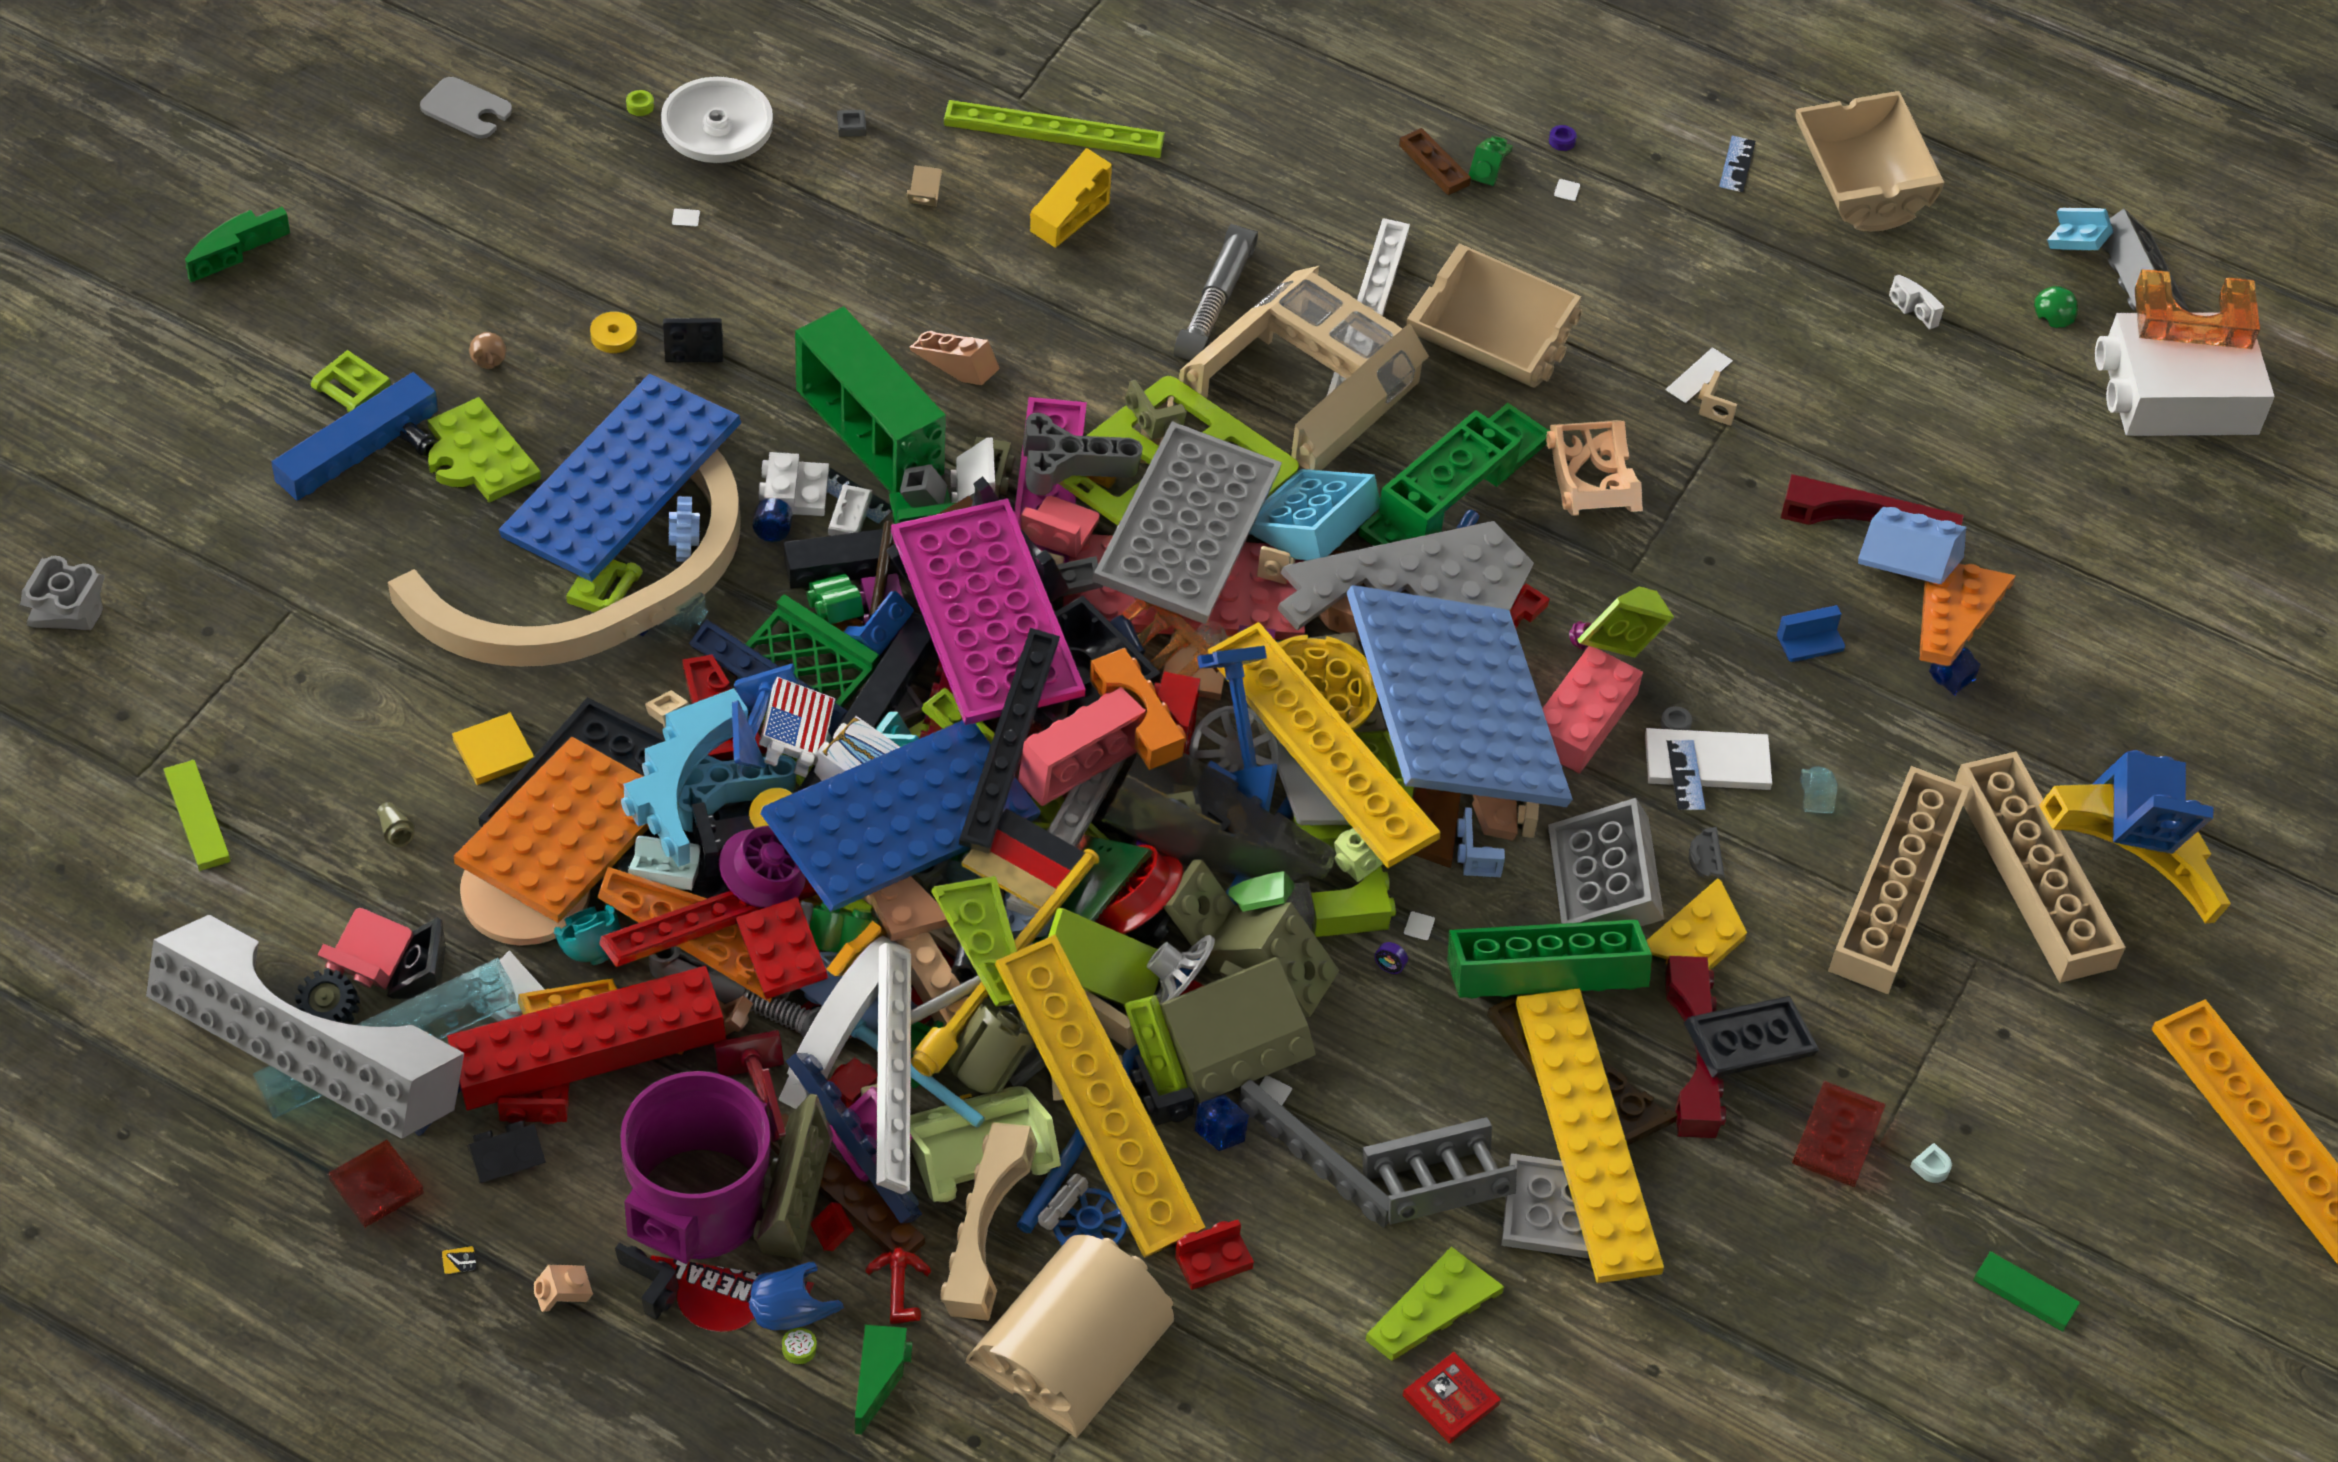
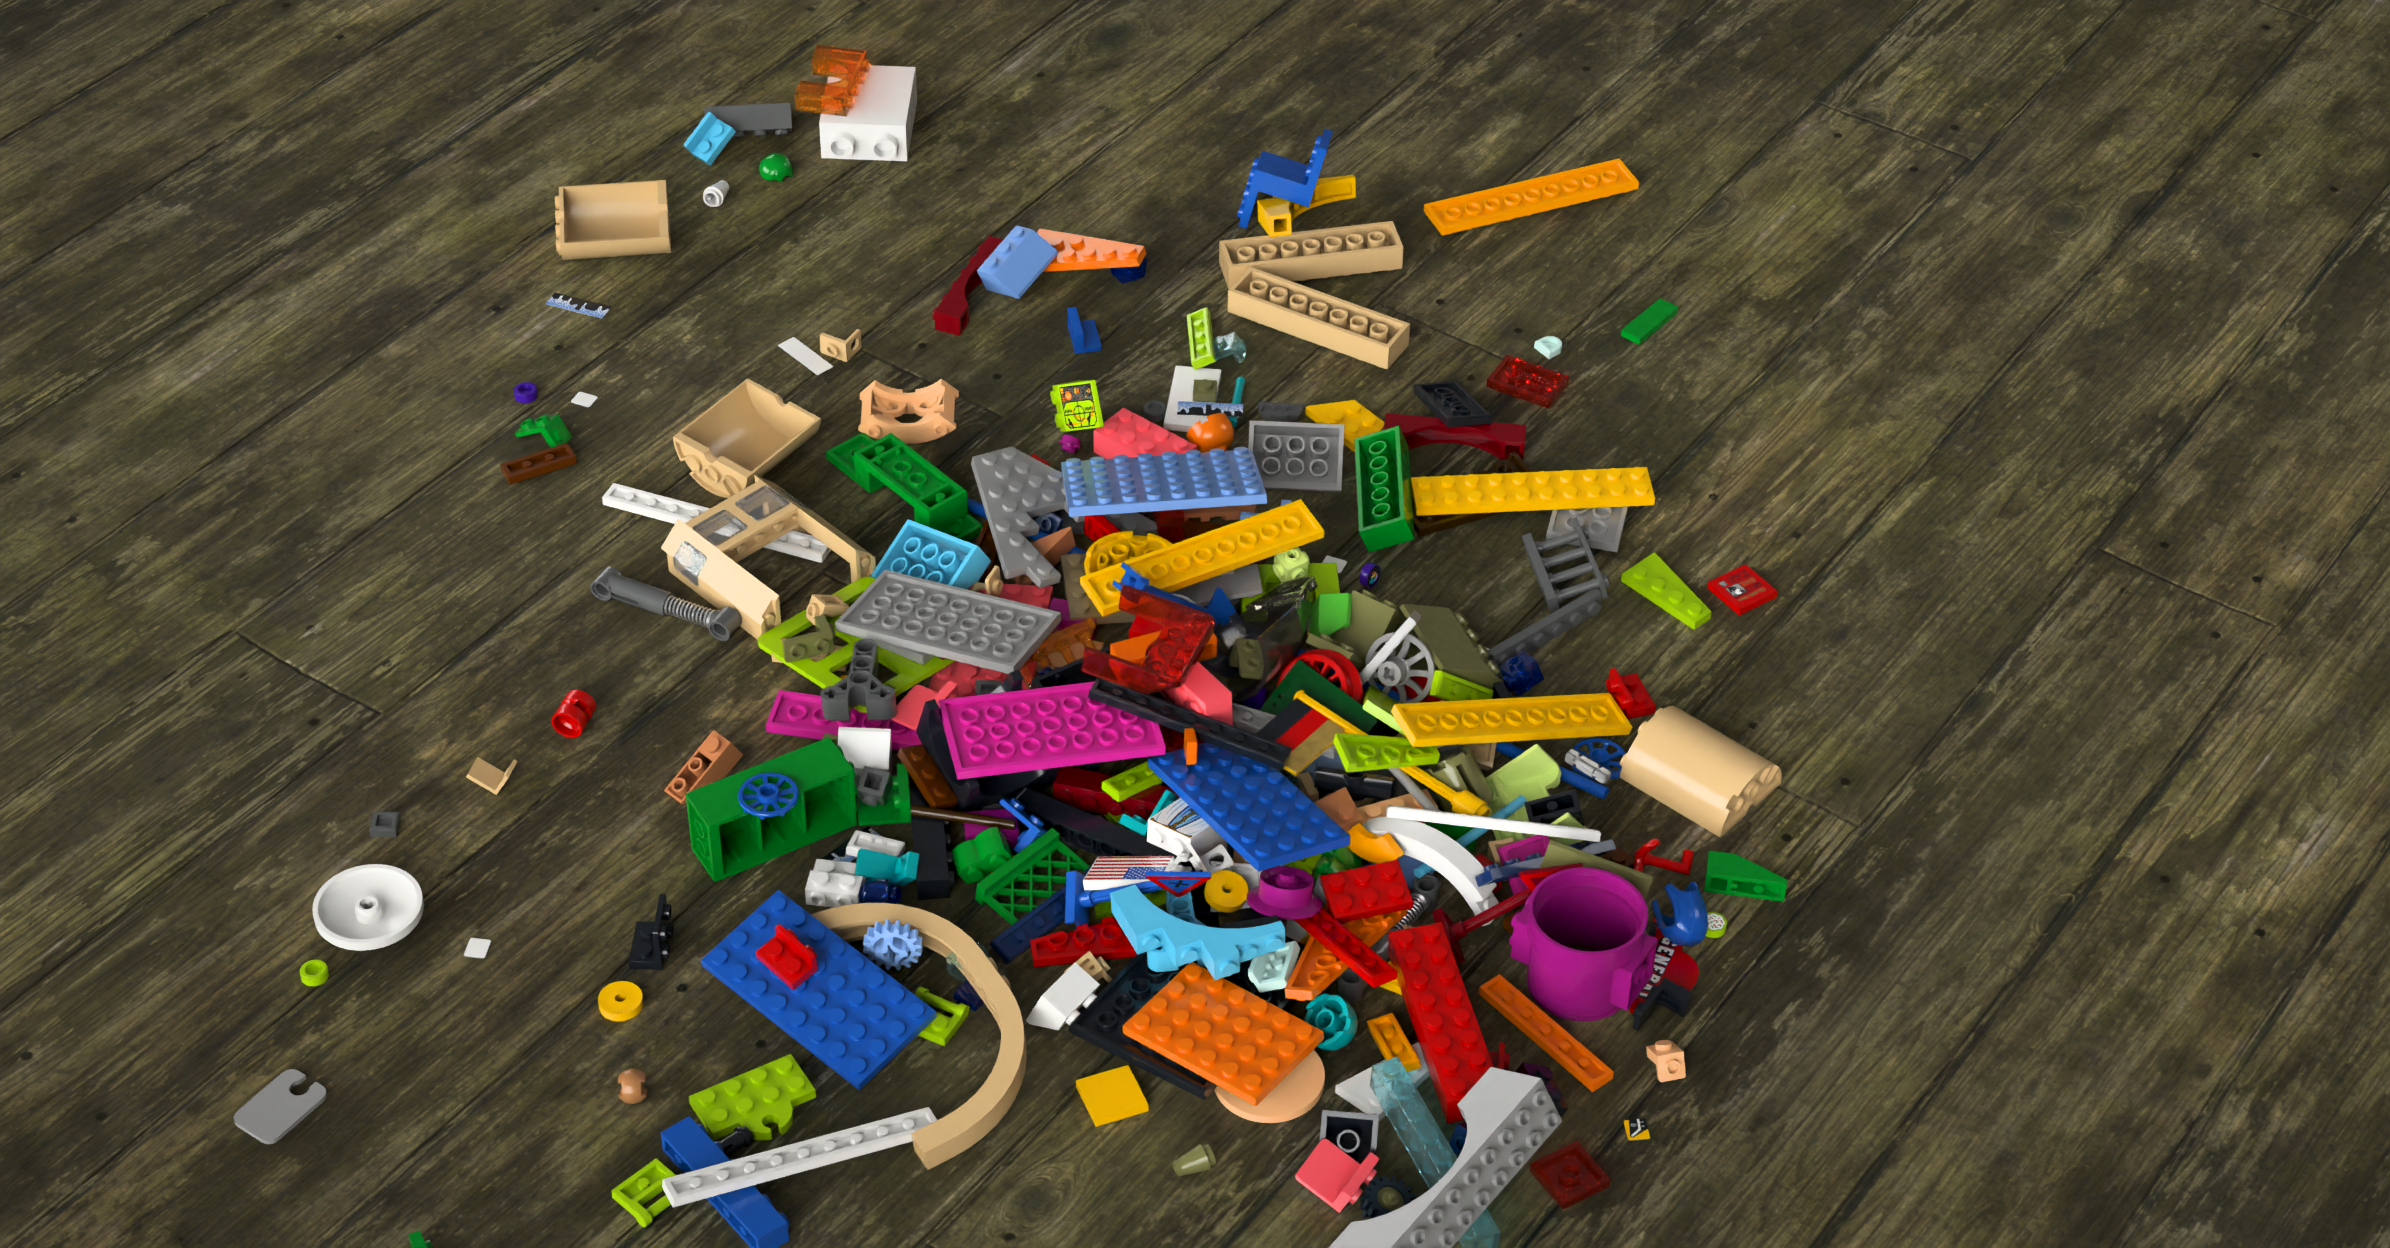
camera: 80 degrees left, 10 degrees down
(379, 483) = (795, 1158): none -> white plate
(570, 1179) = (1546, 1033): none -> orange plate
(612, 683) = (1064, 999): none -> white slope
(640, 434) = (788, 957): none -> red bracket
(802, 771) = (1203, 862): none -> white bracket
(810, 513) = (880, 865): none -> teal bracket
(842, 371) = (768, 795): none -> blue wheel
(948, 1150) = (1553, 807): none -> black brick
(972, 743) = (1190, 746): none -> orange tile
(1005, 1160) = (1659, 818): tan arch -> none
(1013, 234) = (573, 713): none -> red wheel
(1054, 128) = (429, 693): lime tile -> none
(1073, 199) = (533, 675): yellow wedge -> none
(1093, 696) = (1171, 656): none -> clear red windscreen
(1183, 940) = (1389, 646): none -> tile
(1218, 421) = (825, 605): none -> tan bracket
(1619, 774) = (1212, 434): none -> orange cylinder
(1716, 764) = (1204, 390): none -> olive plate
(1721, 806) = (1237, 397): none -> teal bar
(1825, 755) = (1200, 338): none -> lime tile
(1913, 297) = (758, 230): white slope -> none
(1983, 255) = (715, 194): none -> white cone

